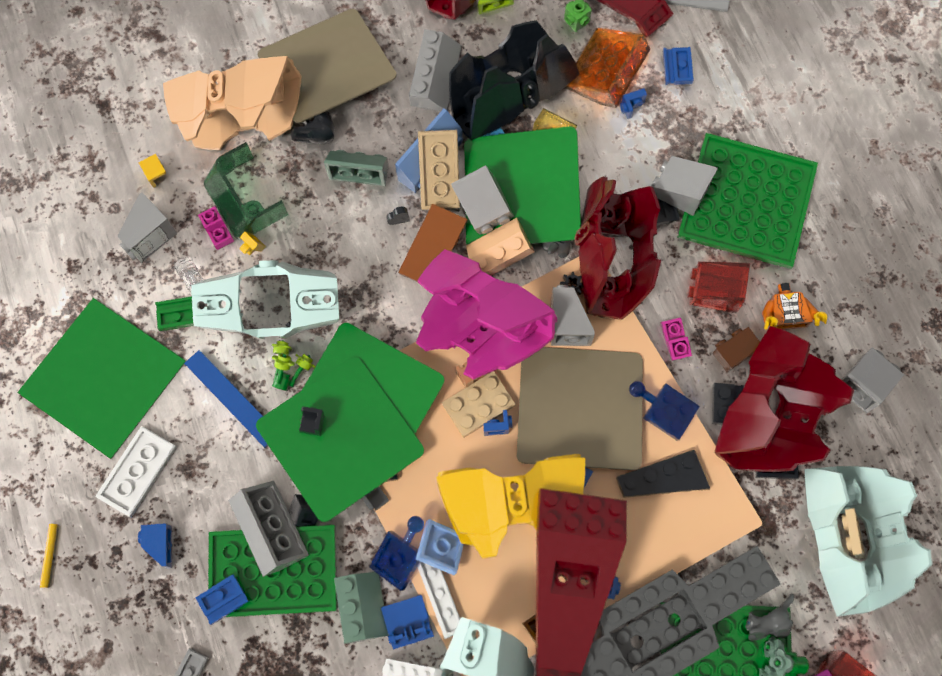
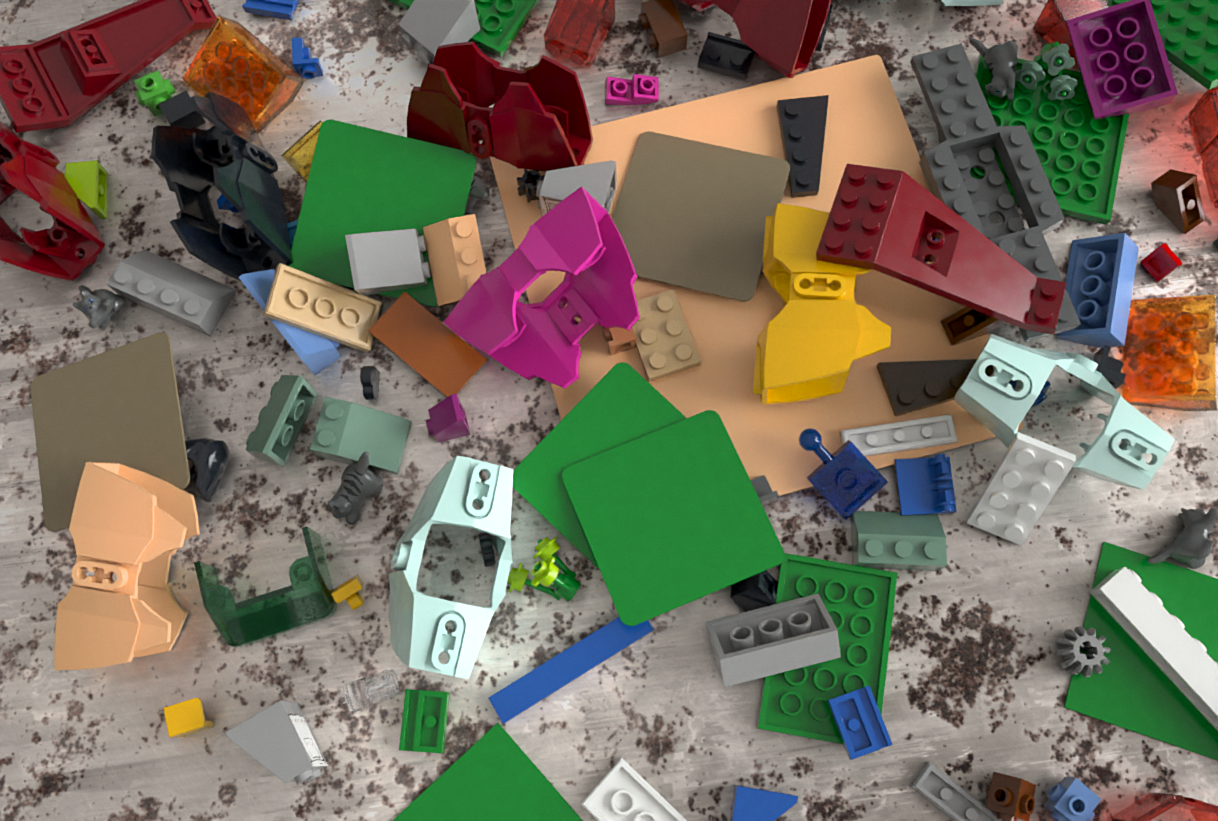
camera: 75 degrees left, 0 degrees up
(215, 228) = (308, 641): dark pink slope -> none
(311, 421) = (644, 543): black panel -> none
(321, 227) = (355, 487): none -> dark grey animal
(358, 220) = (351, 429): none -> sand green slope
(381, 274) = (448, 420): none -> magenta slope
(410, 29) = (98, 306): none -> dark grey animal
(440, 547) = (844, 417): light blue tile -> none
(484, 601) = (924, 383): none -> dark brown wing
(495, 427) = (698, 313): blue bracket -> none
(568, 35) = (181, 112): none -> black brick
(668, 410) = (723, 115): clear blue plate -> none

